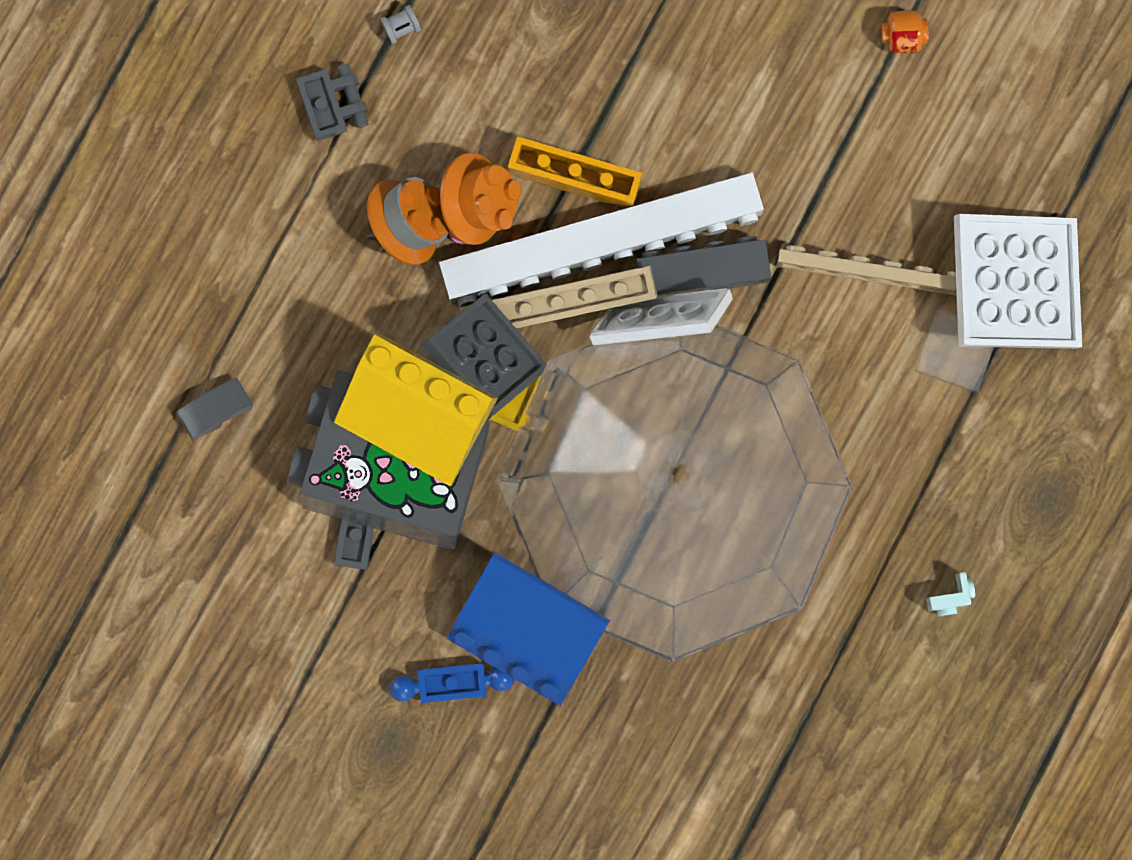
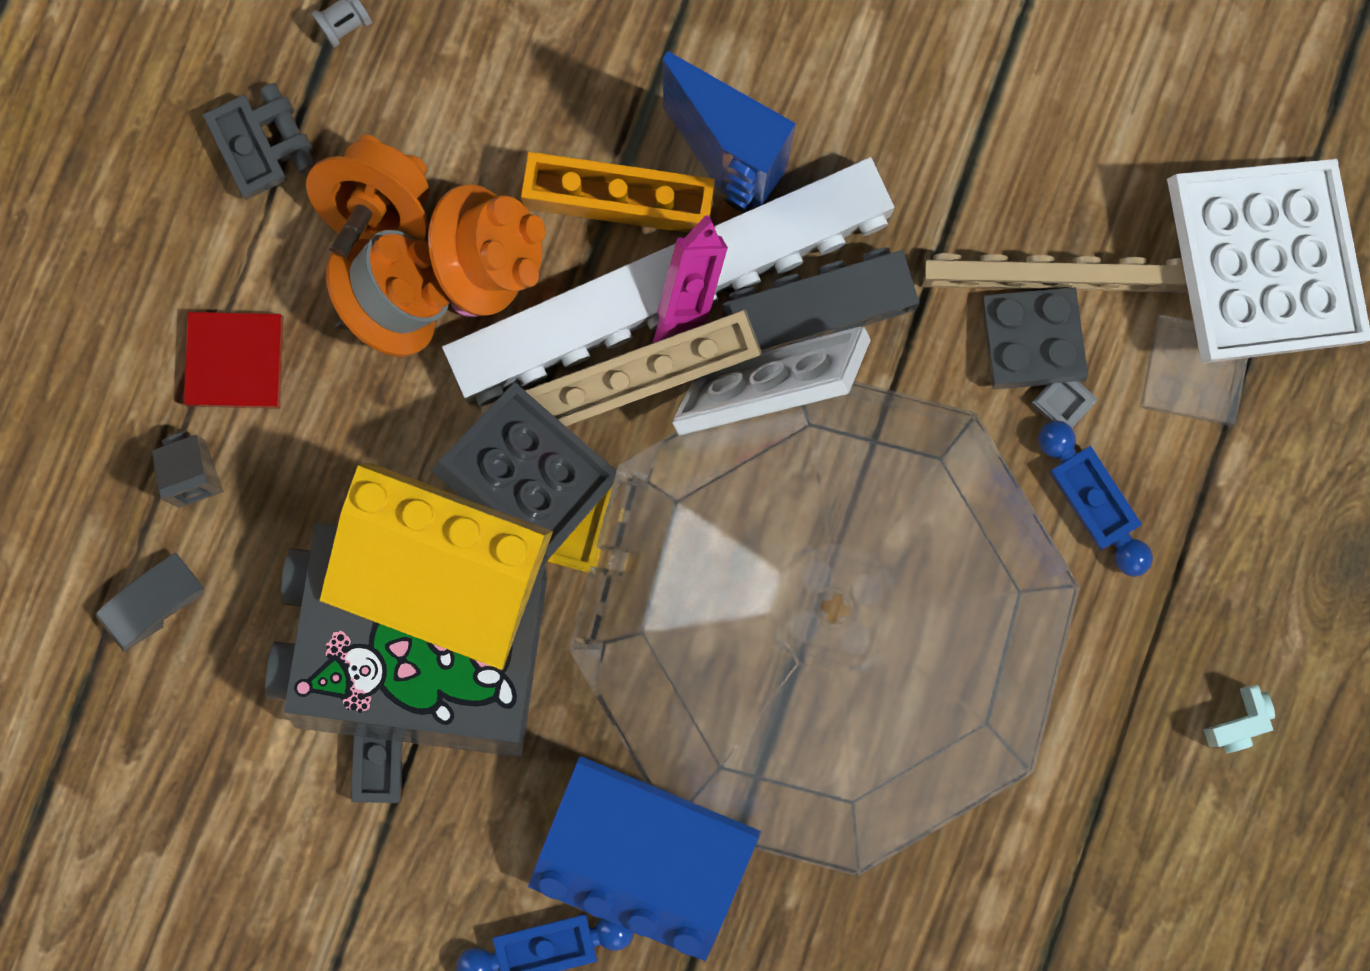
camera: 10 degrees left, 0 degrees up
(251, 321) = (185, 470): none -> dark grey slope
(293, 251) = (233, 360): none -> red tile
(404, 149) = (369, 193): none -> orange piece
(616, 241) = (691, 280): none -> dark pink plate
(659, 147) = (729, 132): none -> blue slope
(848, 313) = (1034, 338): none -> dark grey plate
(863, 359) = (1064, 402): none -> light grey tile
(874, 429) = (1095, 498): none -> blue plate

